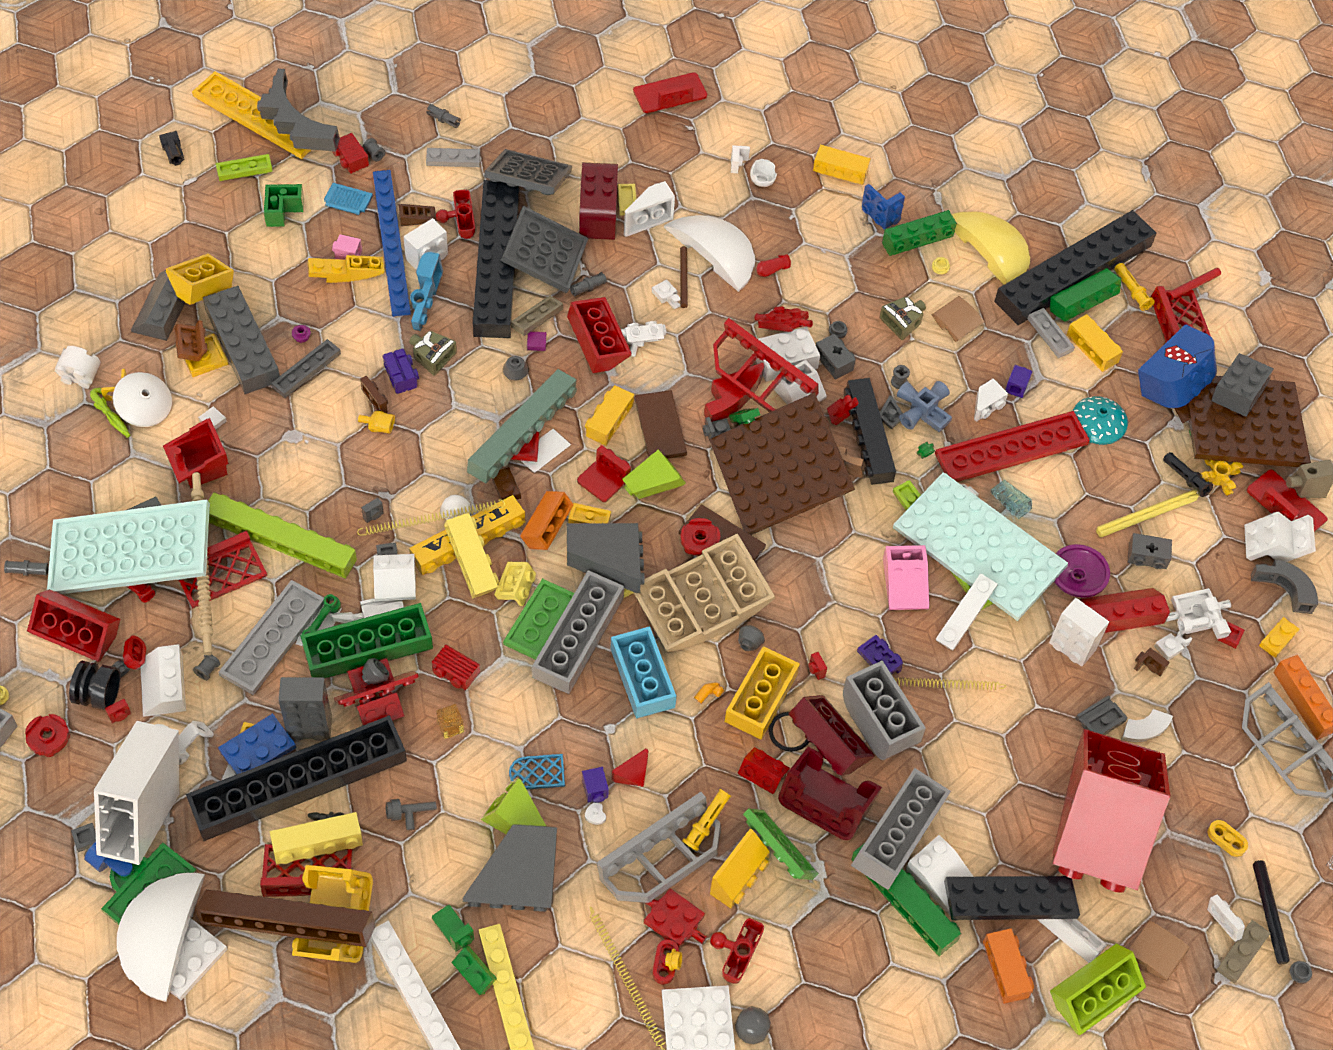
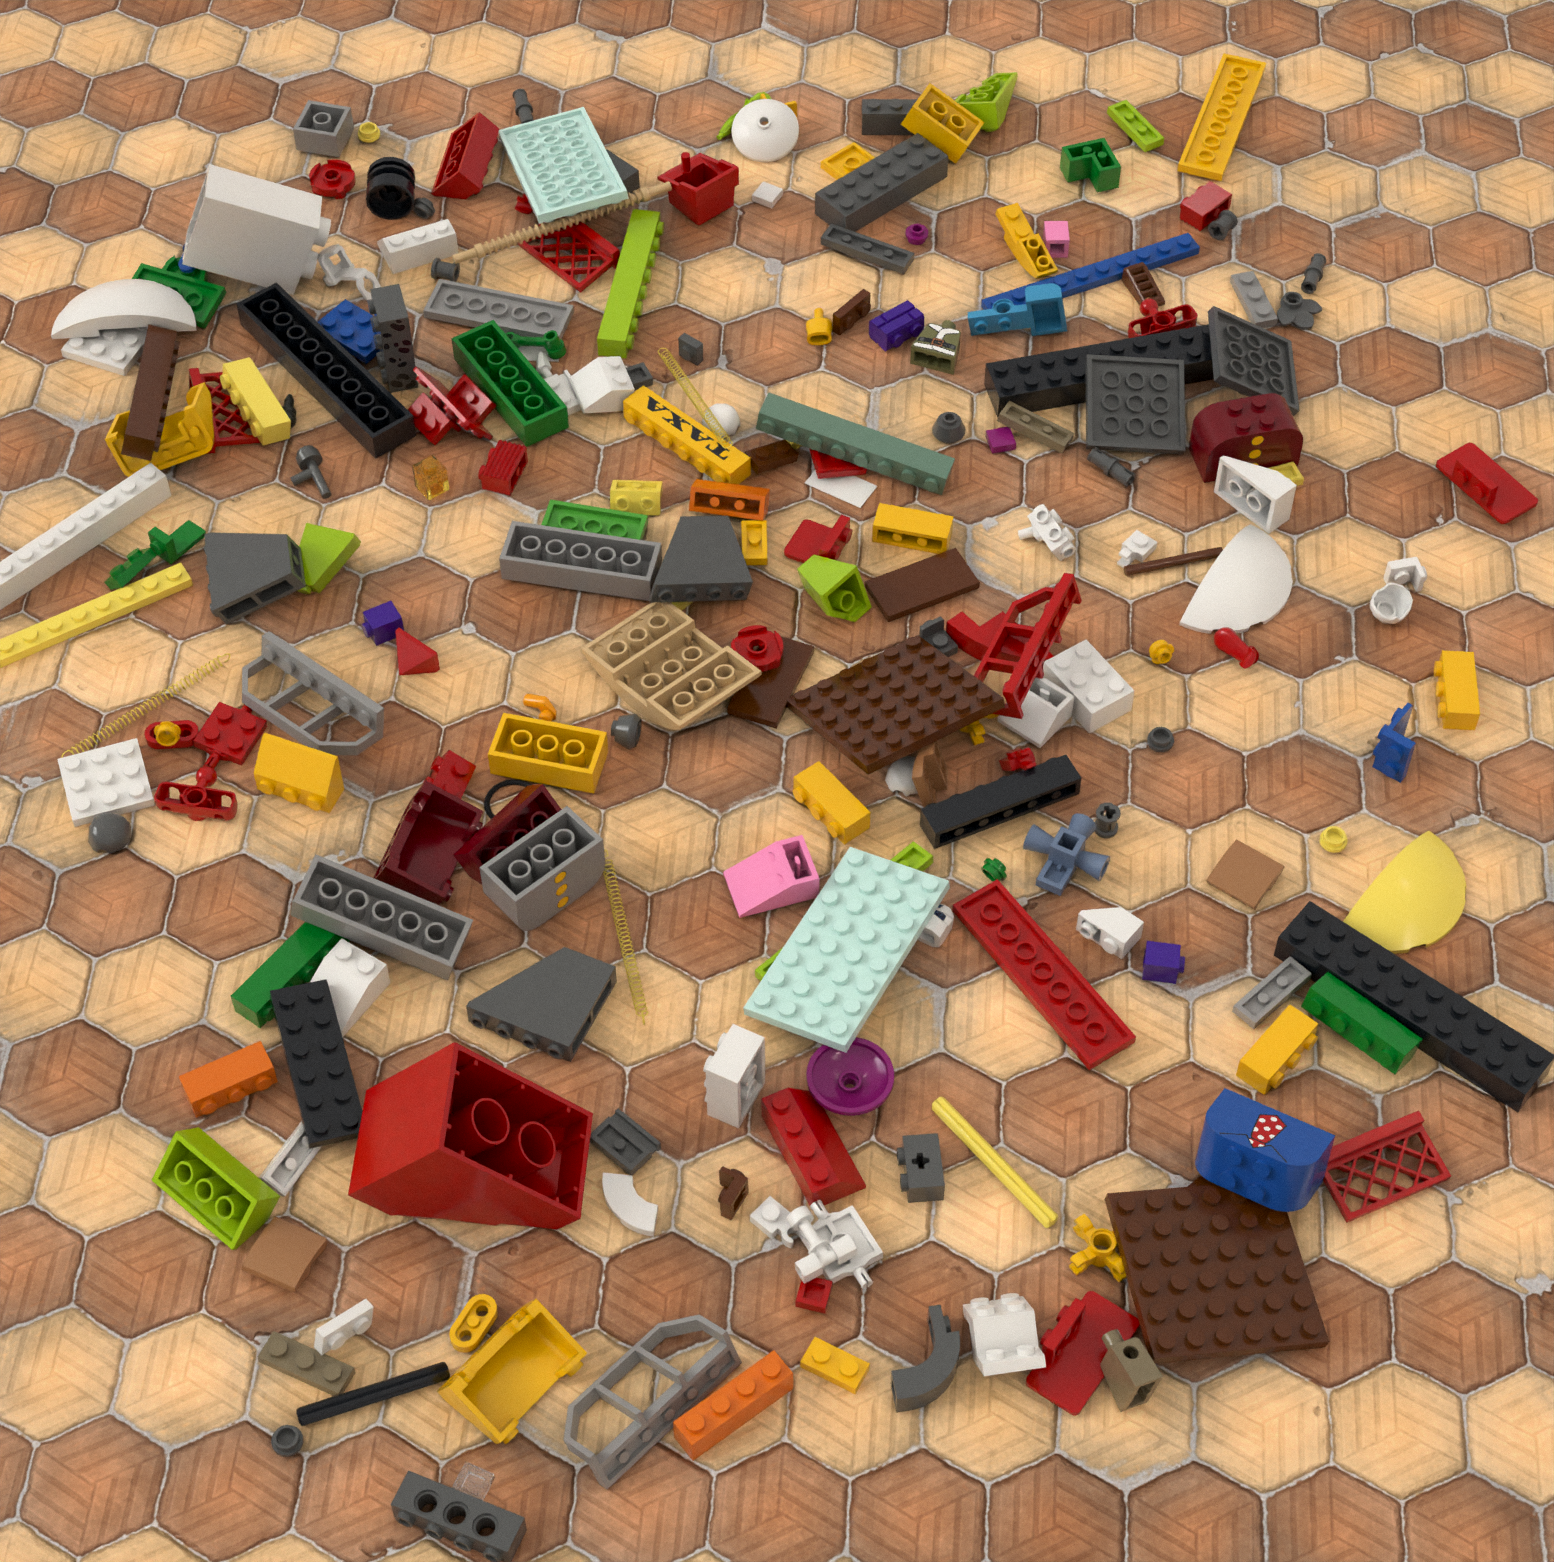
camera: 80 degrees right, 5 degrees down
(77, 366) = (784, 69): white brick -> none
(118, 711) = (372, 219): red plate -> none
(134, 652) = (441, 209): red plate -> none
(171, 144) = (1137, 58): black piece -> none
(173, 244) = (990, 100): none -> lime wedge
(190, 341) = (855, 142): dark orange bracket -> none
(302, 130) = (1216, 132): dark grey arch -> none
(347, 199) = (1138, 225): dark azure window -> none
(374, 672) = (467, 392): dark grey cone -> none
(424, 239) = (1089, 297): white brick -> none
(471, 555) = (648, 436): light yellow brick -> none
(474, 137) = (1297, 310): none -> dark grey plate
(539, 778) = (402, 593): dark azure window -> none
(595, 814) = (350, 636): white piece -> none
(598, 334) = (1028, 484): red slope -> none
(643, 672) = (542, 631): medium azure brick -> none
(701, 828) = (345, 729): yellow pin -> none
(745, 416) = (960, 655): green plate -> none
(766, 305) = (1161, 652): none -> yellow plate
(783, 319) = (1139, 668): red plate -> none
(784, 849) = (339, 806): bright green plate -> none
(817, 666) = (609, 807): red plate -> none
(835, 356) = (1109, 741): dark grey brick -> none
(847, 528) = (831, 802): none -> yellow brick
(878, 650) = (640, 870): dark purple bracket -> none
(890, 413) = (1044, 819): dark grey piece -> none
(903, 316) = (1216, 807): olive torso -> none
(919, 233) = (1376, 799): green brick -> none
(966, 612) = (737, 950): white plate -> none
(982, 740) = (547, 1003): none -> dark grey slope
(1018, 508) = (945, 1001): clear light blue slope -> none
(1100, 427) = (1138, 1093): teal dish -> none
(1137, 292) = (1406, 1096): yellow pin -> none
(1192, 478) = (1070, 1206): black pin -> none
(1210, 275) = (1459, 1171): red piece -> none
(1242, 384) = (1268, 1244): dark grey brick -> none
(1264, 823) = (512, 1371): none -> yellow windscreen

